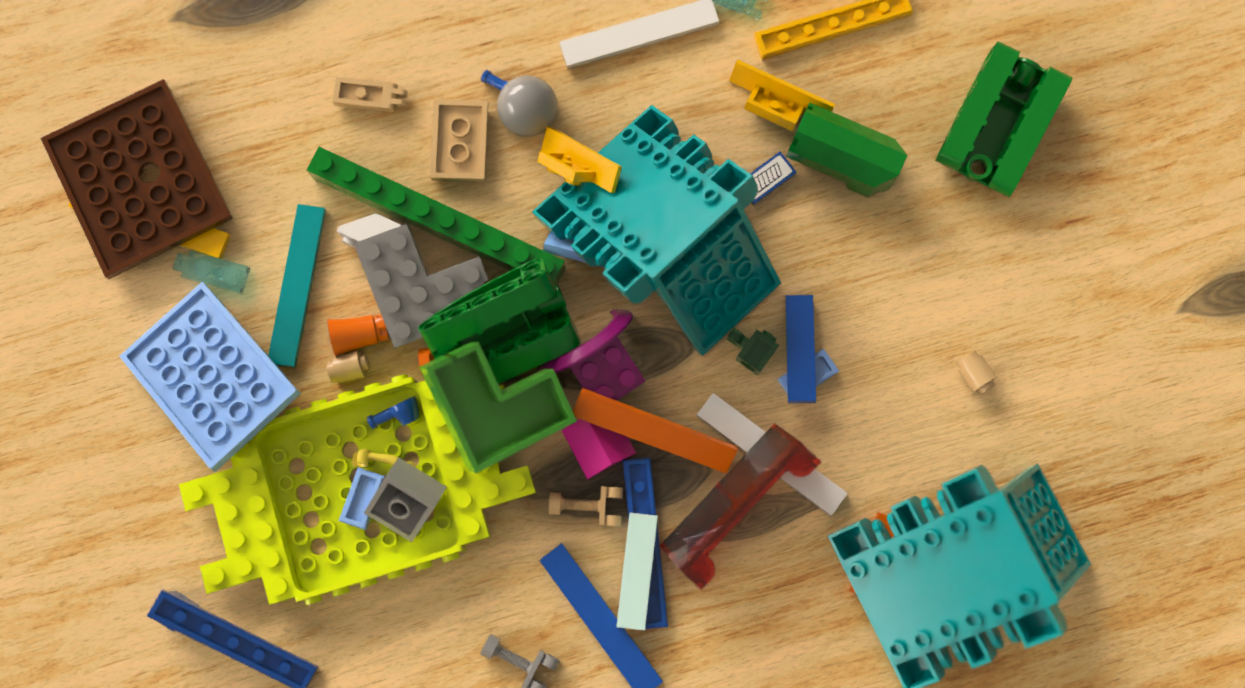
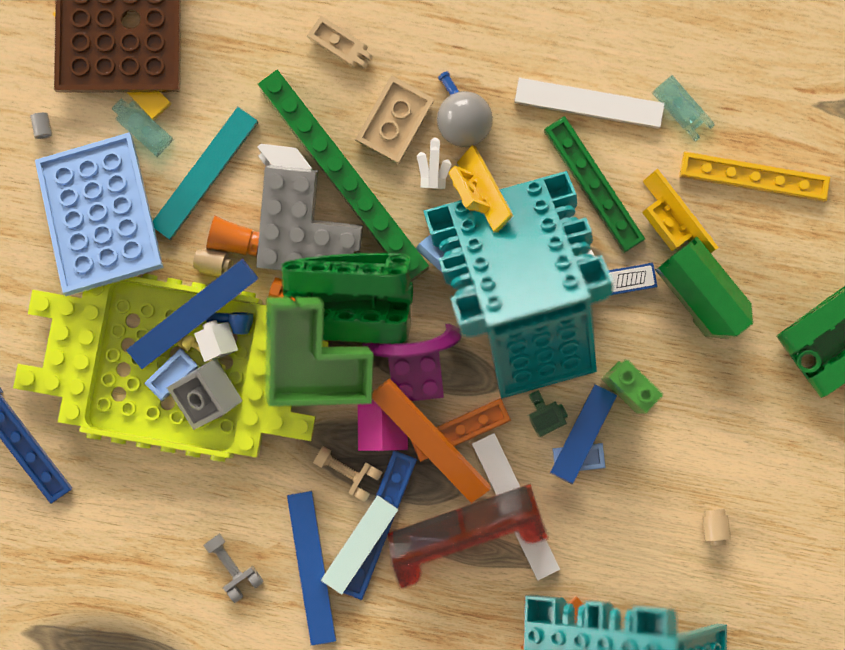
camera: 25 degrees right, 5 degrees up
(109, 320) = (41, 125): none -> light grey hinge
(352, 425) = (192, 313): none -> blue tile
(390, 440) = (215, 340): none -> white brick
(522, 175) = (429, 175): none -> white rock
(684, 106) = (594, 184): none -> green tile
(685, 397) = (471, 424): none -> orange tile
(824, 276) = (632, 386): none -> bright green panel

